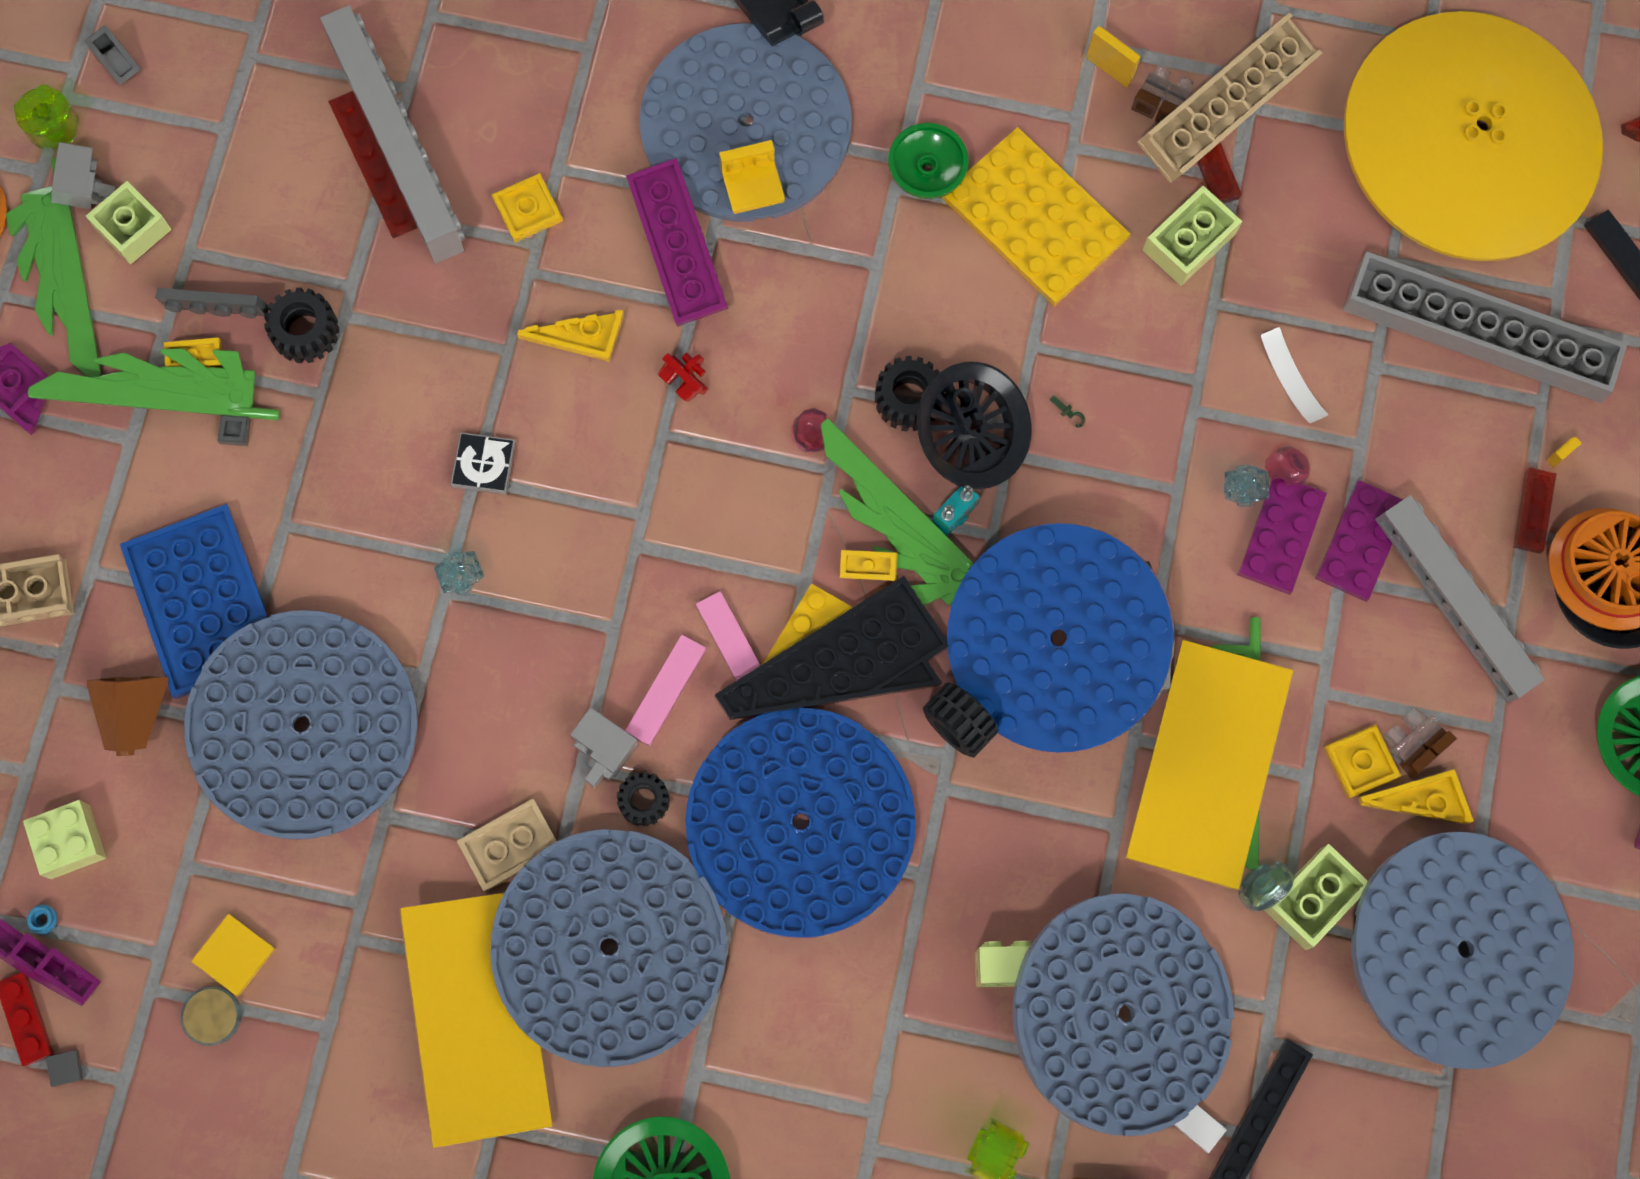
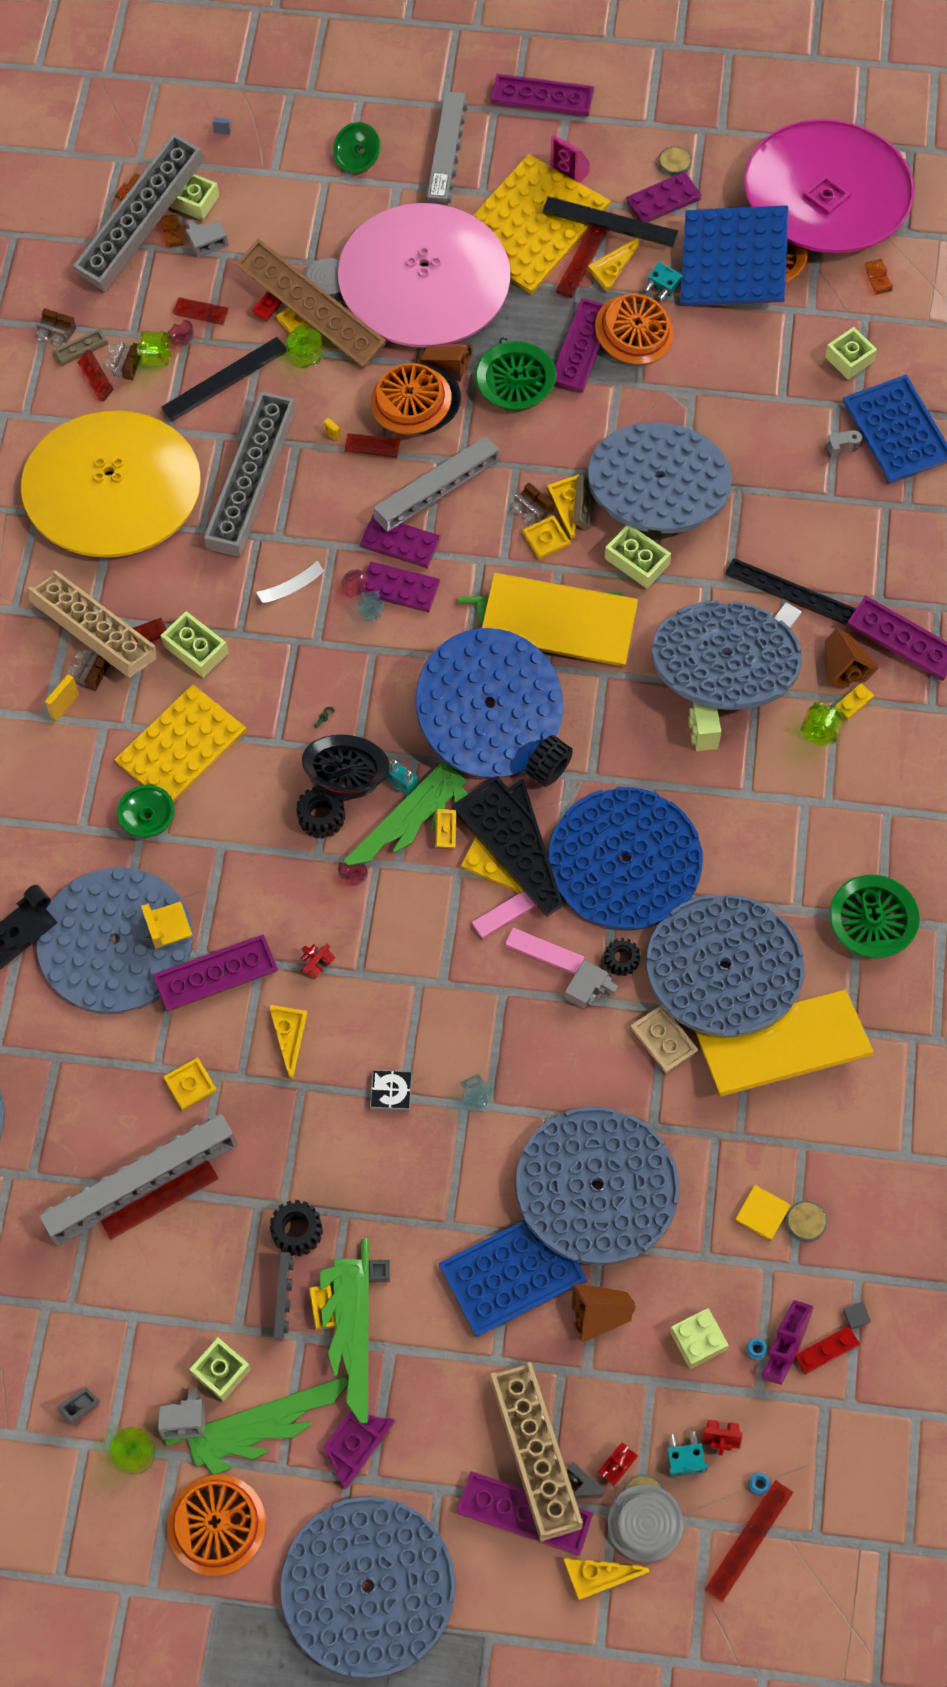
camera: 90 degrees left, 10 degrees down
(1266, 886) = (635, 582): clear light blue tile -> none
(1418, 822) = (582, 503): none -> dark tan tile

